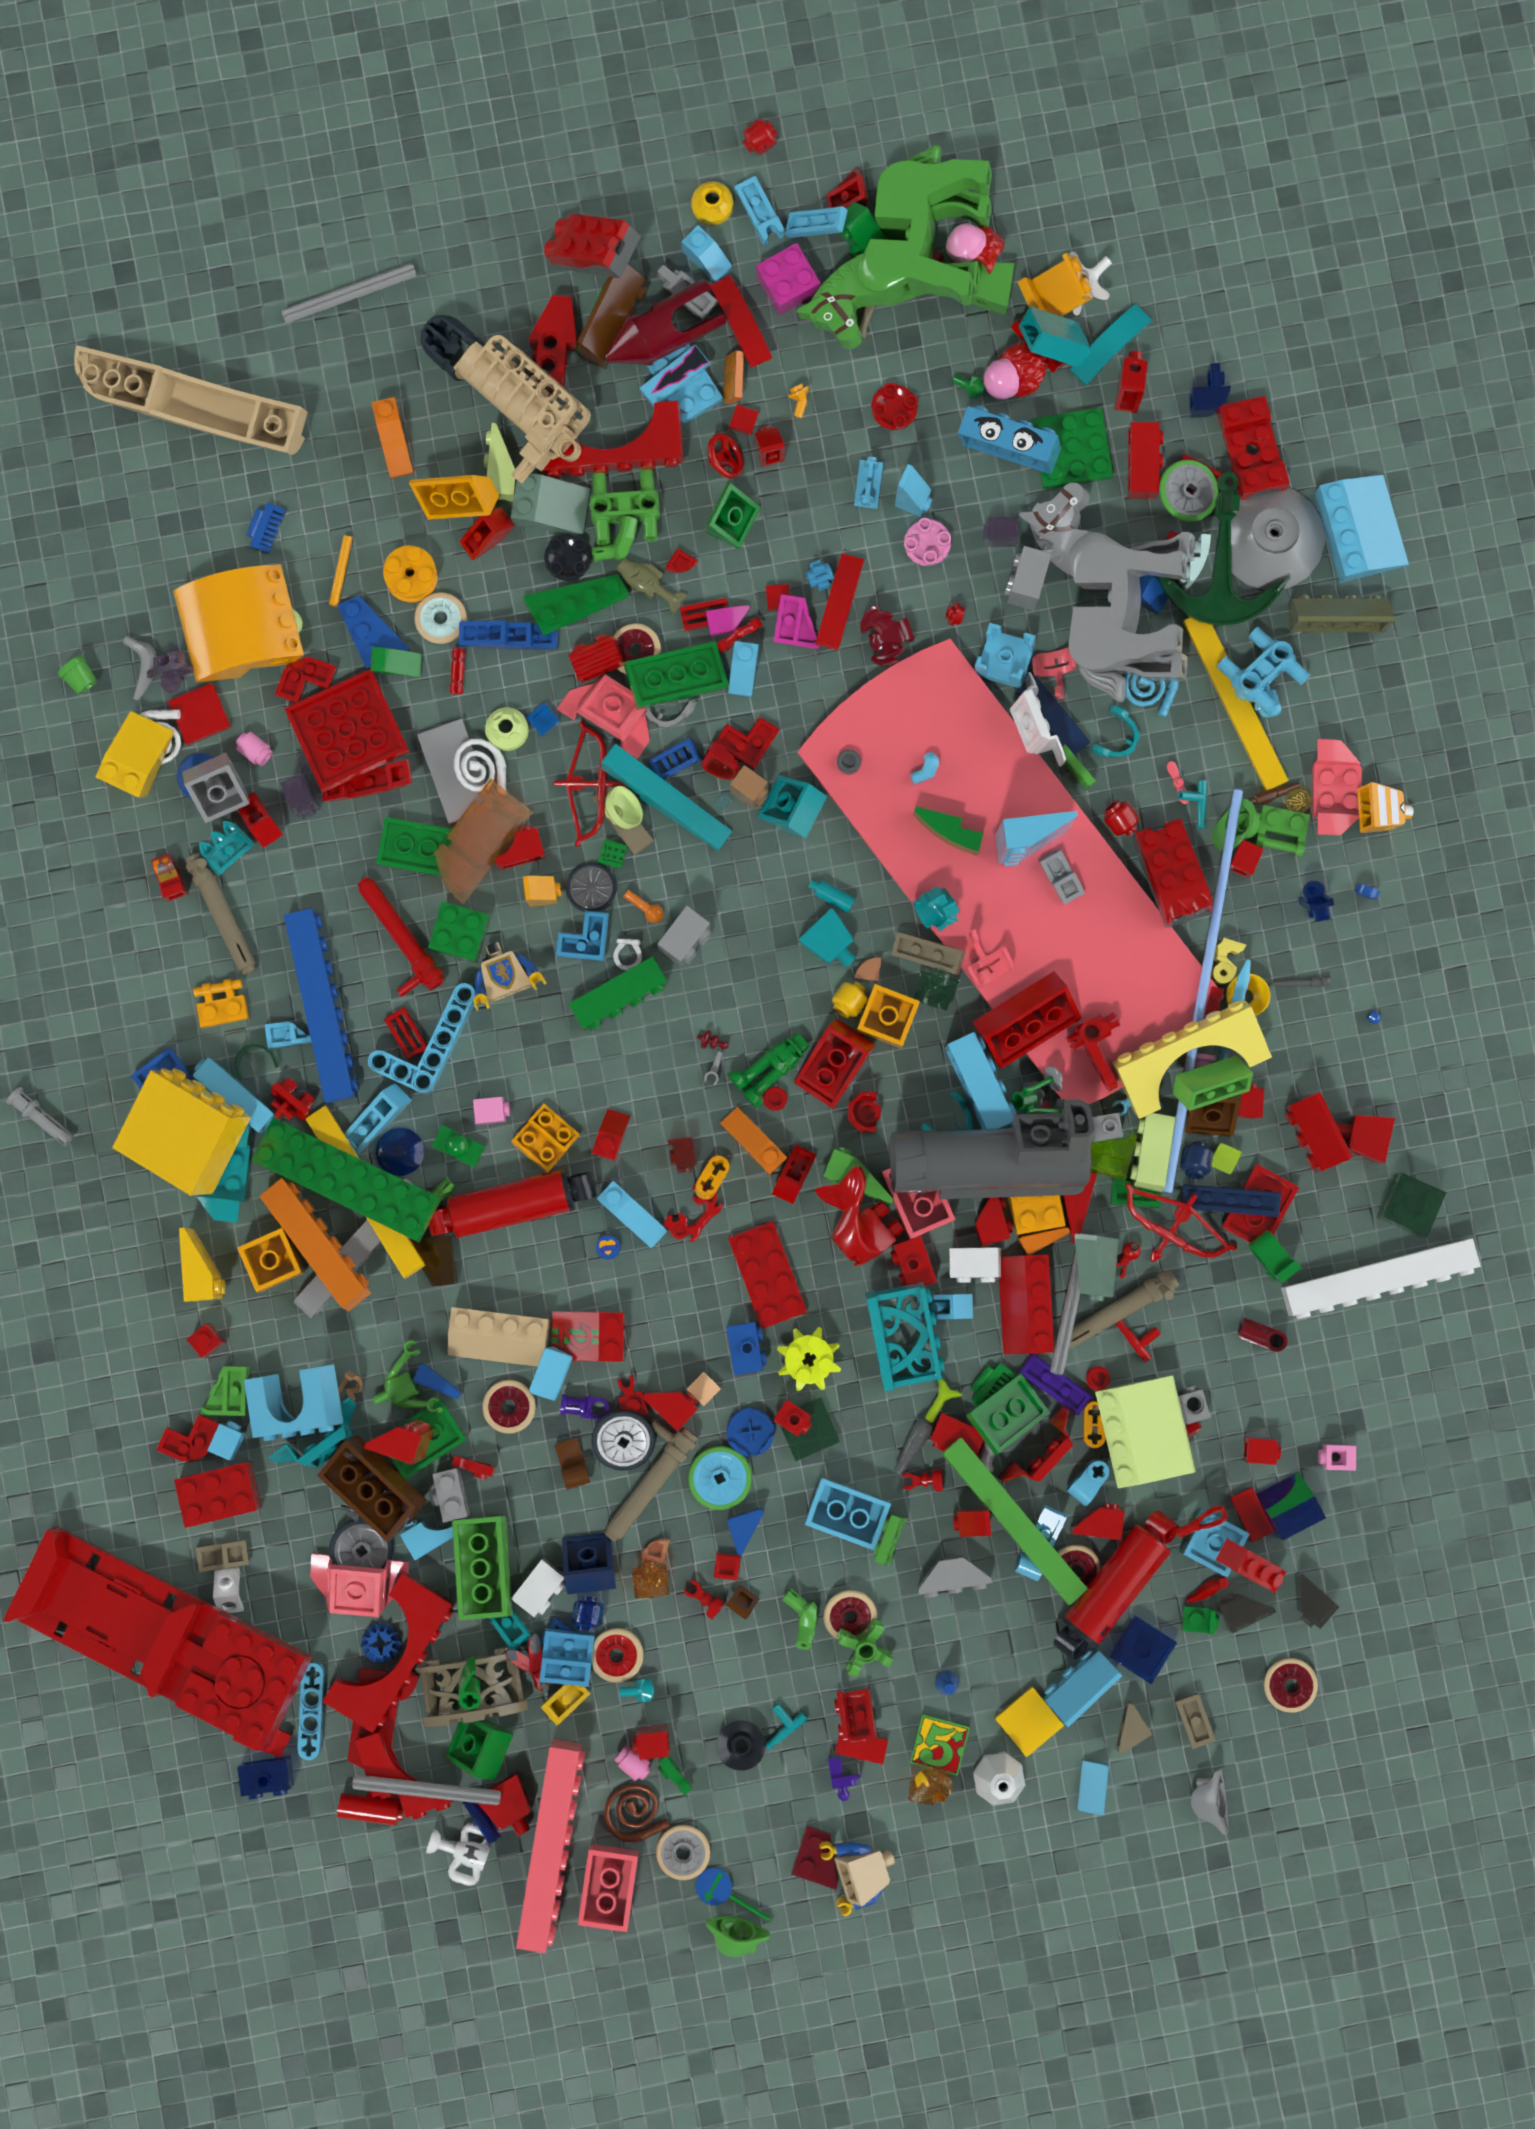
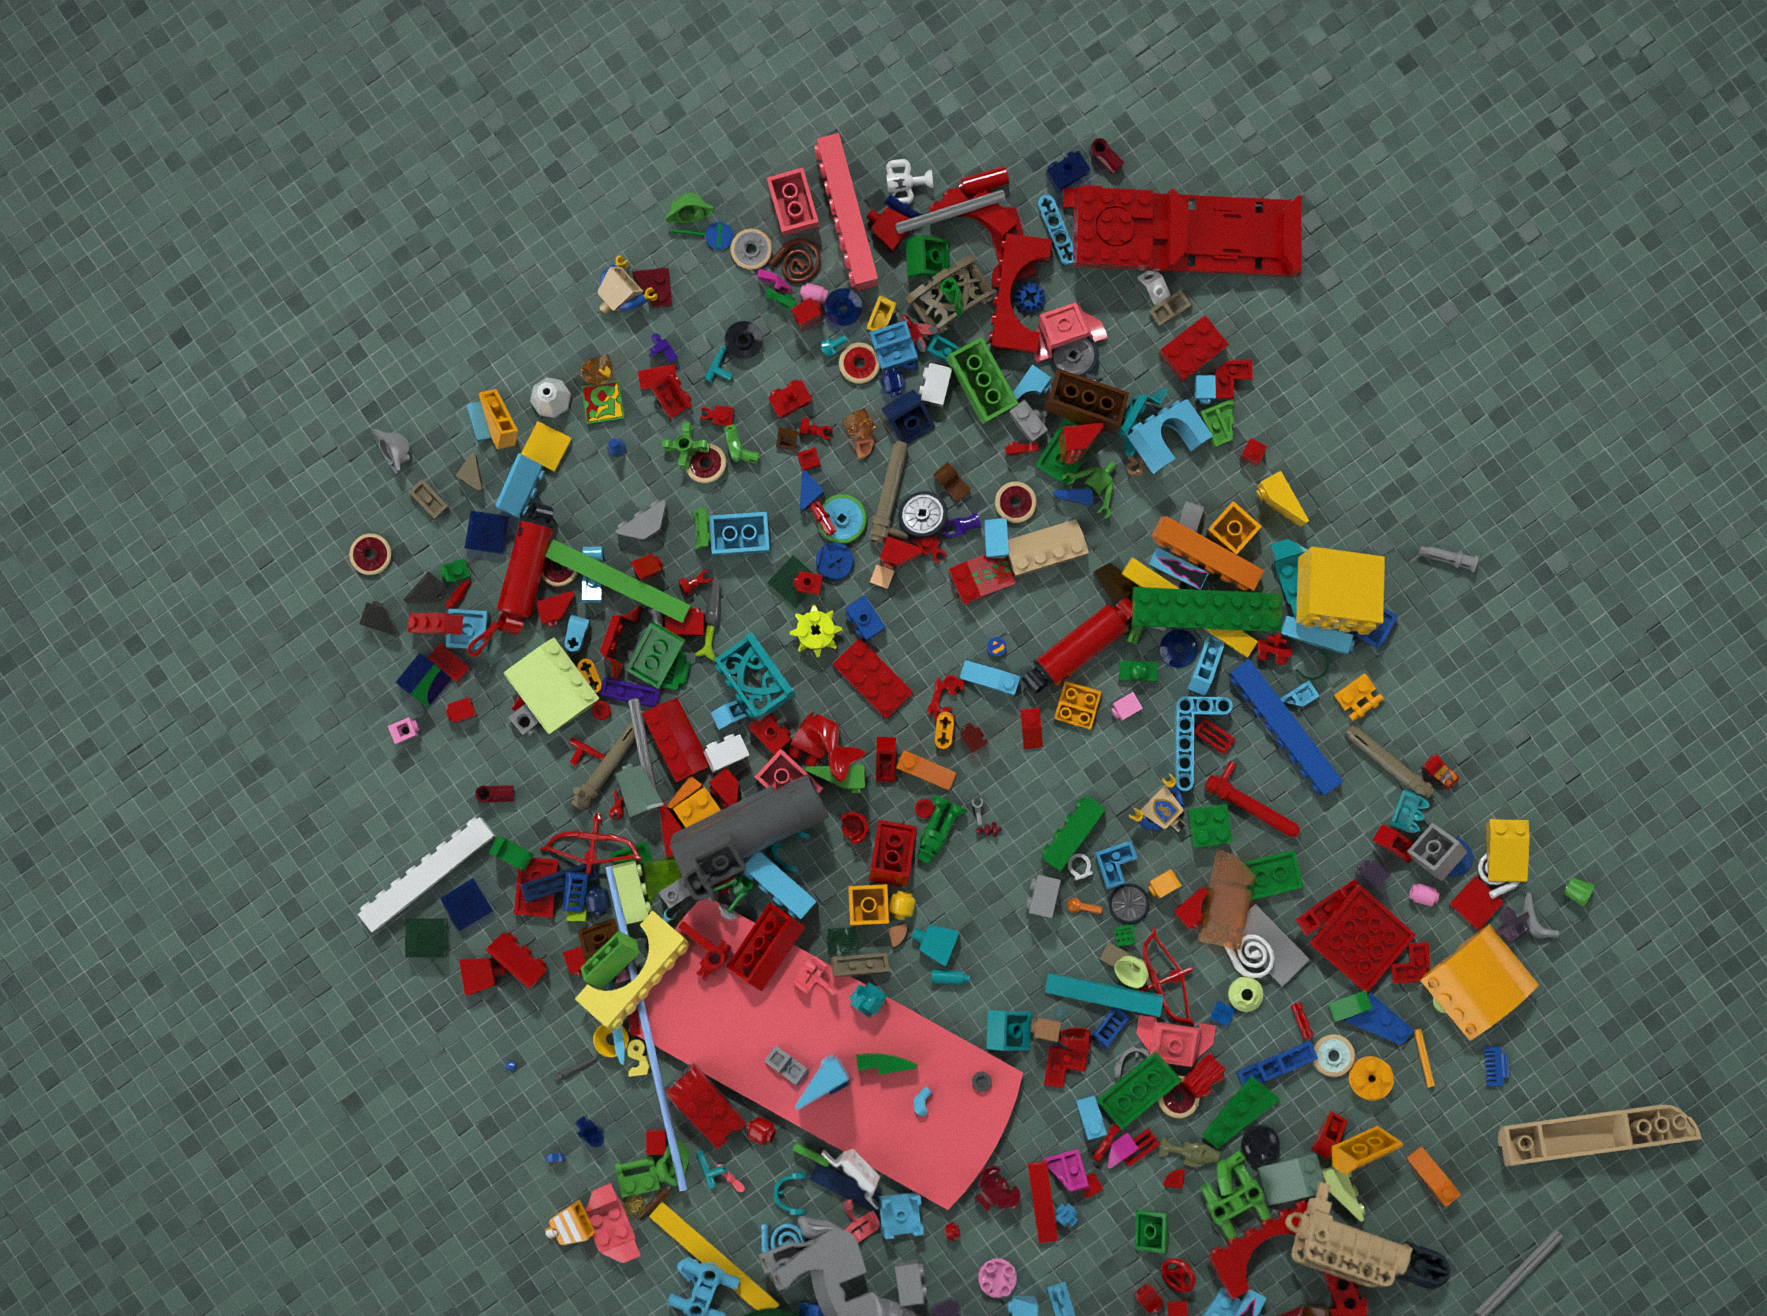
camera: 160 degrees right, 0 degrees up
(211, 1771) = (1108, 157): none -> dark red piece
(356, 1242) = (1178, 568): none -> tile
(602, 1744) = (843, 297): none -> clear blue dish
(667, 1792) = (780, 284): none -> dark pink slope
(717, 1648) = (790, 398): none -> red brick
(742, 1488) = (823, 518): none -> red axle
(807, 1665) = (721, 415): none -> red plate
(1072, 1779) = (498, 419): none -> light orange slope
(1218, 1199) = (568, 884): none -> blue slope
(1348, 1222) = (466, 904): none -> clear blue plate

